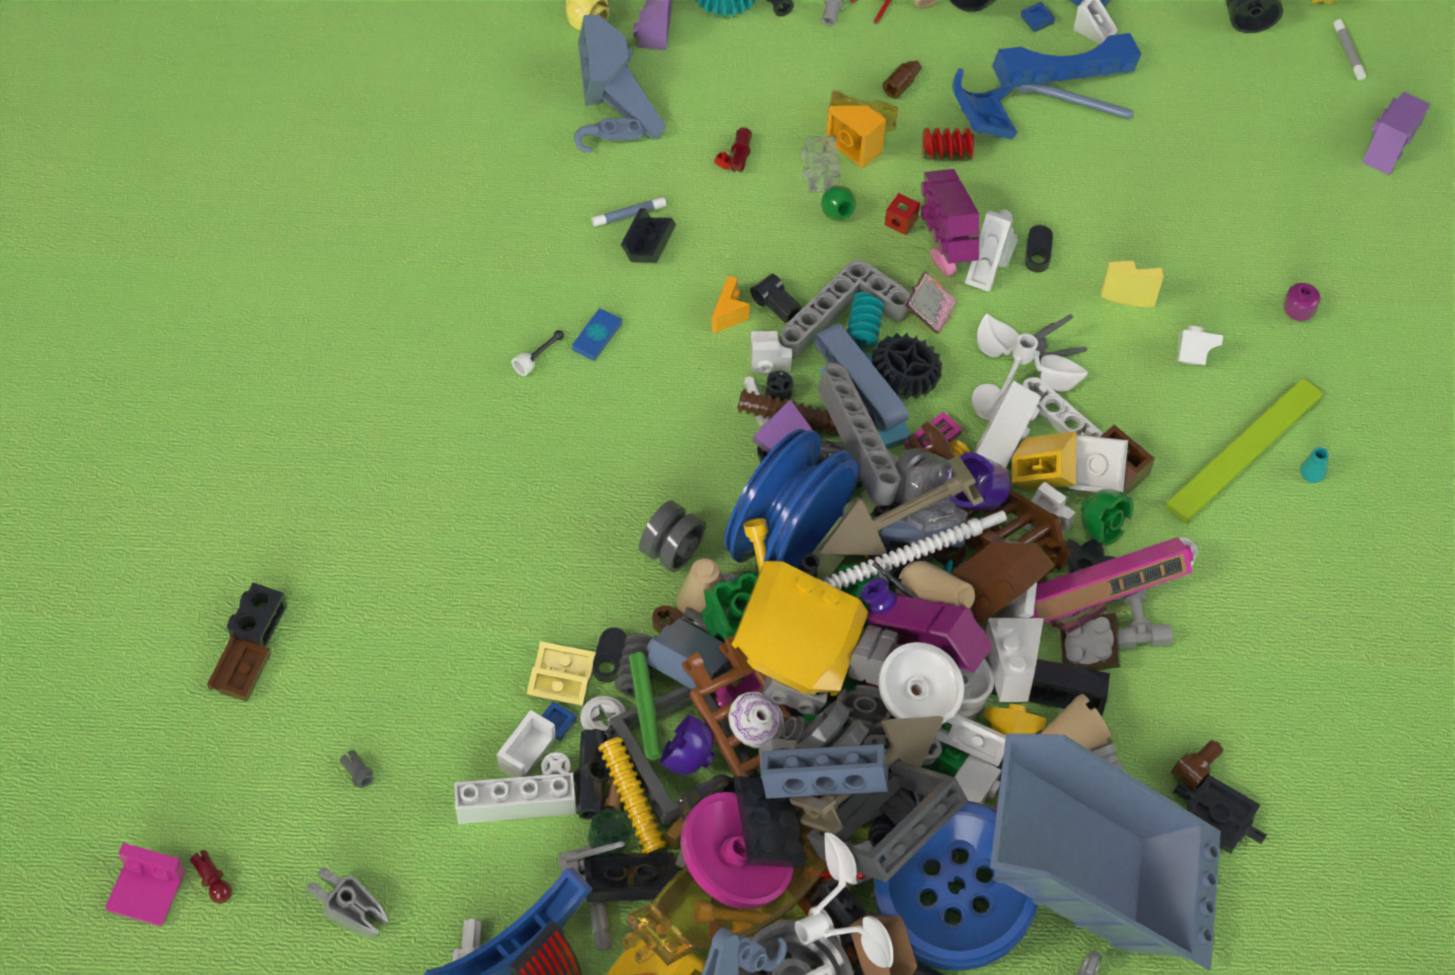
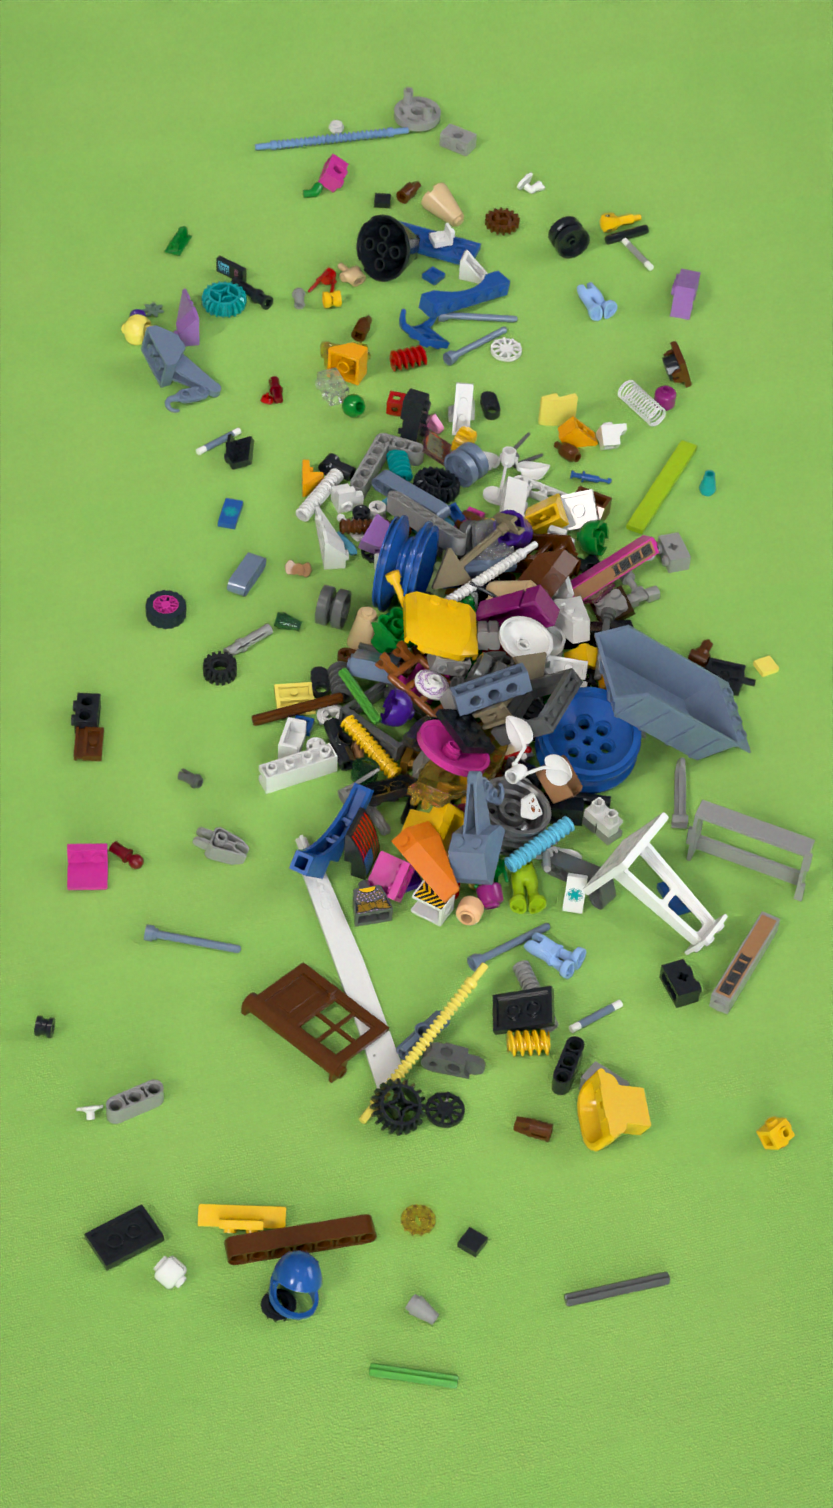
camera: 20 degrees left, 10 degrees down
(436, 459) = (165, 609): none -> black wheel
(475, 577) = (219, 660): none -> black tyre
(523, 559) = (242, 644): none -> light grey pin
(525, 362) = (193, 535): white hinge -> none
(555, 694) = (297, 709): none -> reddish brown axle
(577, 443) = (246, 574): none -> sand blue beam
(601, 538) = (287, 622): none -> clear green cone
(654, 452) = (293, 568): none -> medium nougat piece
(713, 426) = (331, 546): none -> white wedge
(733, 337) = (319, 494): none -> white piece
(744, 433) = (348, 545): none -> medium azure piece
(810, 389) = (377, 507): none -> white wheel
(878, 596) = (479, 601): dark purple wheel -> none
(881, 25) = (332, 299): none -> yellow wheel
(911, 248) = (415, 415): none -> black wedge
(916, 418) = (456, 513): none -> blue piece
(950, 216) = (438, 387): magenta piece -> none
(961, 343) = (467, 463): none -> sand blue wheel
(974, 302) = (464, 434): none -> yellow gear
(1012, 155) = (452, 356): none -> sand blue piece
(1073, 663) = (607, 616): none -> dark grey piece
(1097, 161) = (506, 349): none -> white wheel
(1124, 355) = (568, 451): none -> reddish brown plant
(1140, 406) = (587, 477): none -> blue piece
(1148, 330) = (577, 433): none -> light orange slope
(1219, 571) = (673, 552): none -> light grey brick
(1250, 130) = (595, 302): none -> light blue piece
(1253, 280) = (626, 397): none -> white piece
(1293, 811) = (765, 666): none -> light yellow tile
(1337, 252) = (676, 365): none -> reddish brown piece
(1345, 14) = (629, 233): none -> black axle

